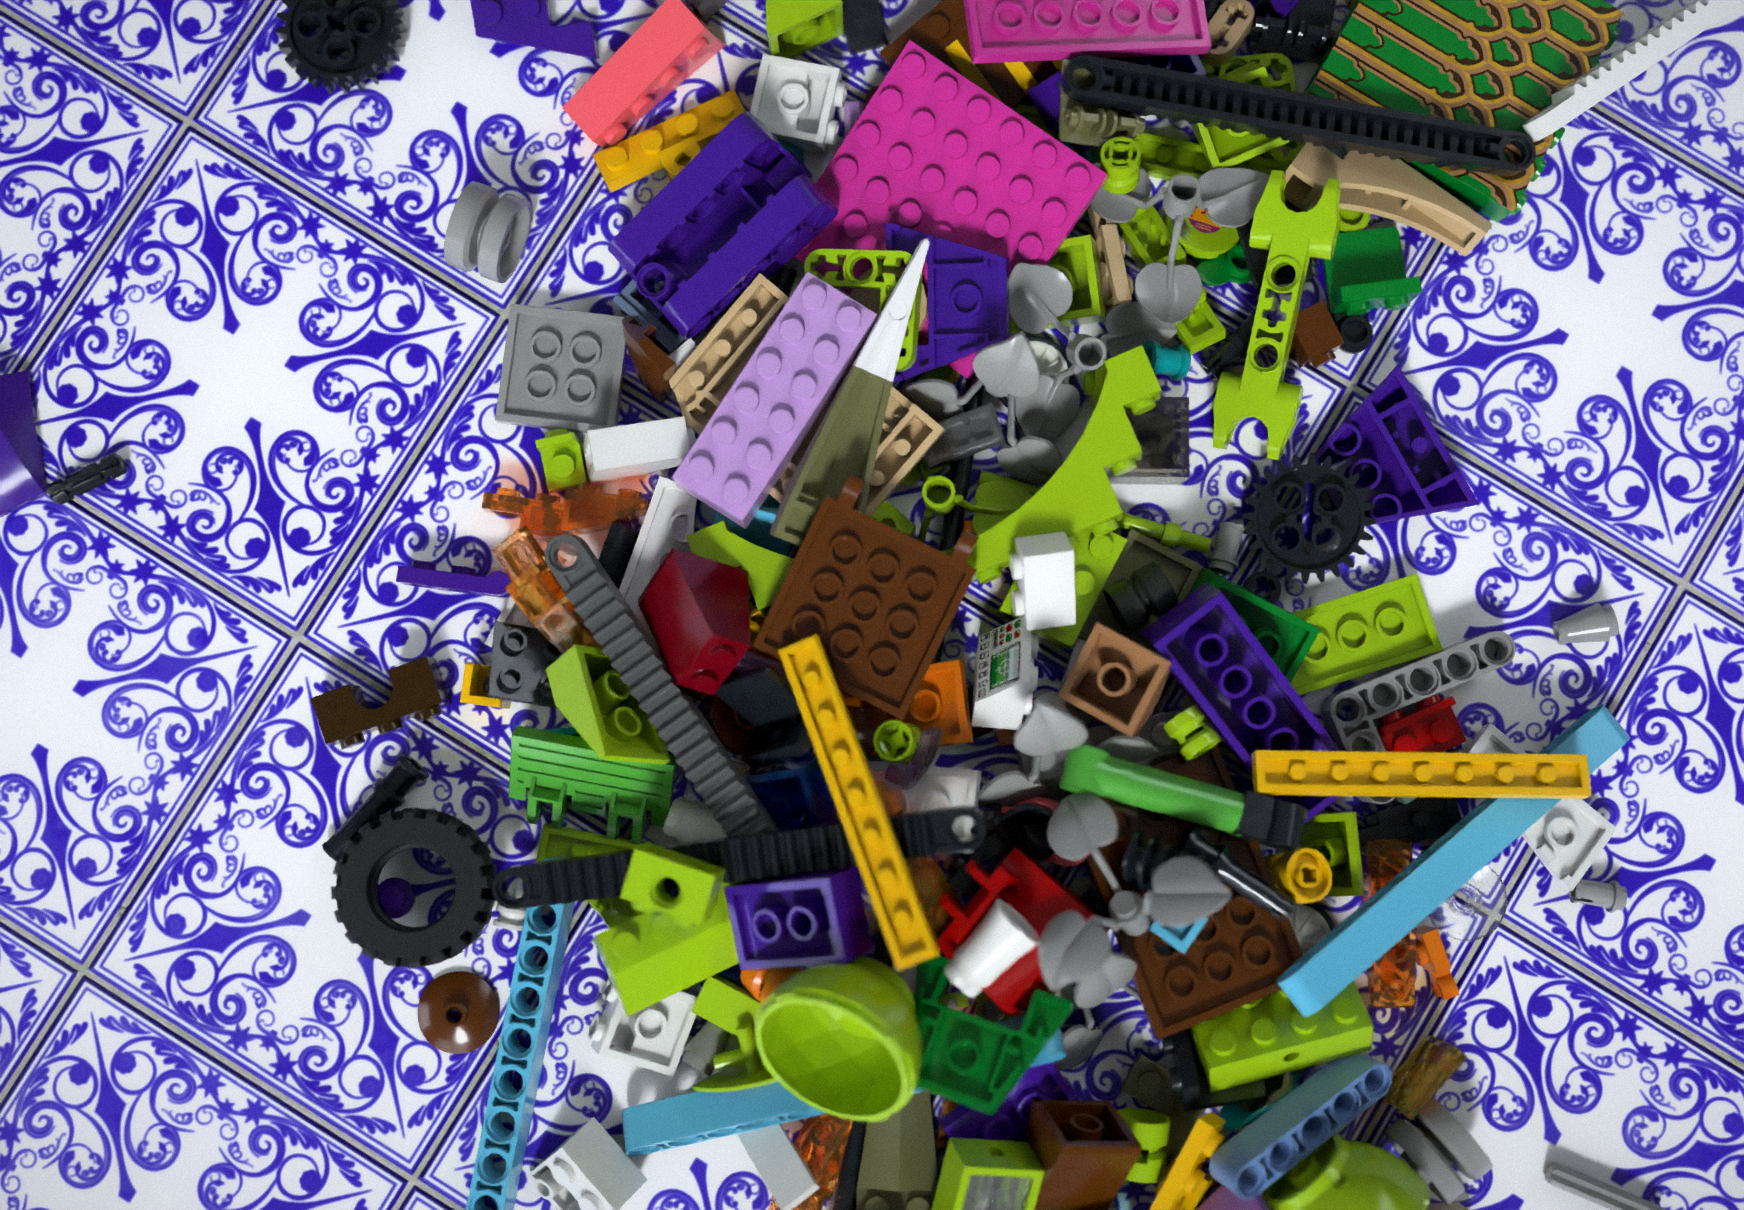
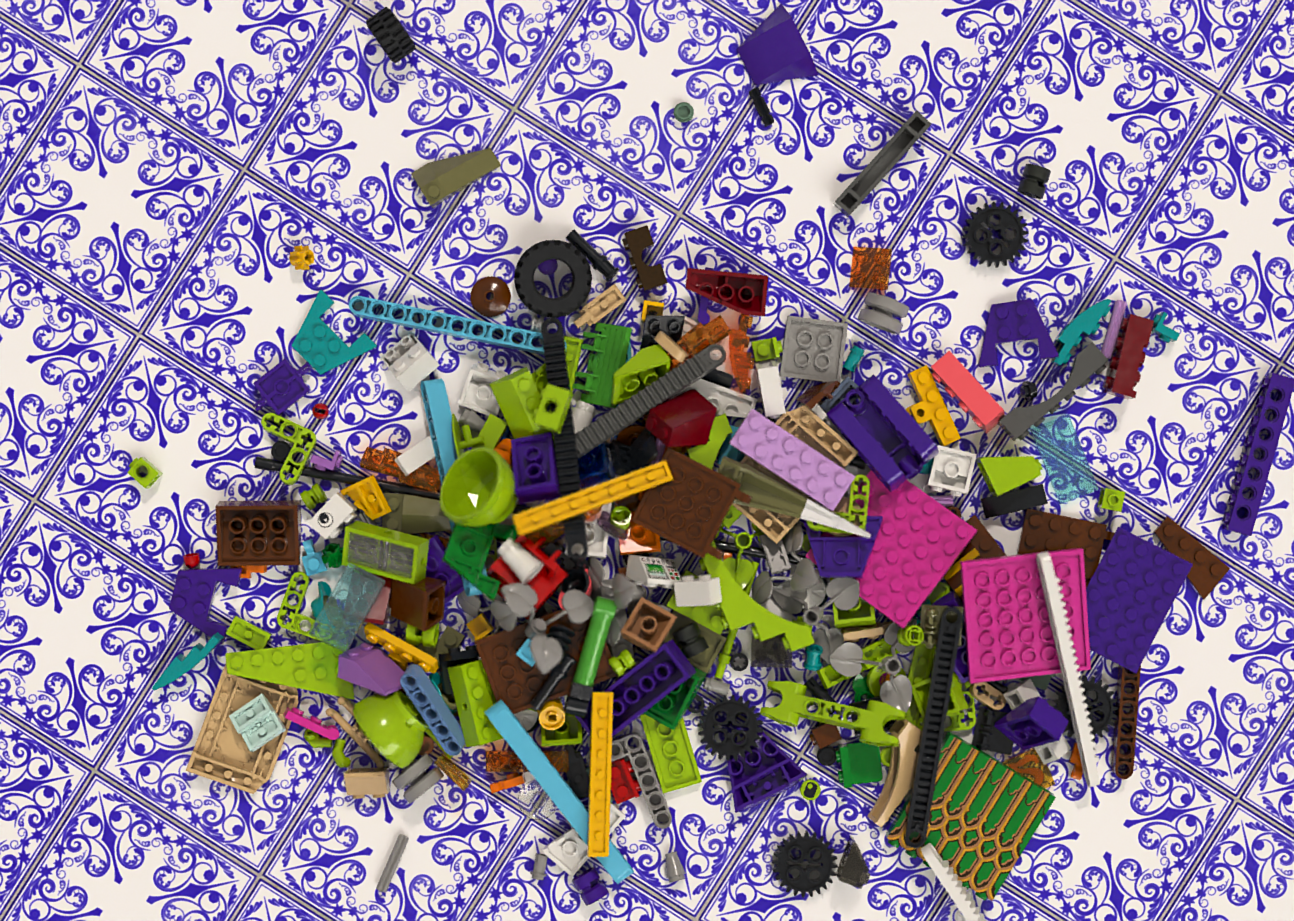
camera: 90 degrees right, 5 degrees up
(93, 630) = (683, 112): none -> sand green plate
(197, 241) = (882, 163): none -> dark grey arch
(212, 1096) = (451, 175): none -> olive wedge
(403, 262) = (870, 268): none -> clear orange hinge
(439, 522) = (733, 290): none -> dark red wedge
(478, 790) = (600, 307): none -> tan hinge
(551, 645) = (671, 346): none -> tan beam
(580, 293) = (853, 358): none -> teal pin
(1122, 1023) = (480, 626): none -> yellow panel
(1187, 509) = (738, 668): none -> black bush
(1365, 1129) = (427, 746): none -> nougat tile
(1420, 364) = (810, 789): none -> tile
(1571, 277) = (852, 866): none -> clear smoke slope
(1601, 375) = (806, 845): none -> black gear
(1639, 788) = (589, 885): none -> dark purple wheel

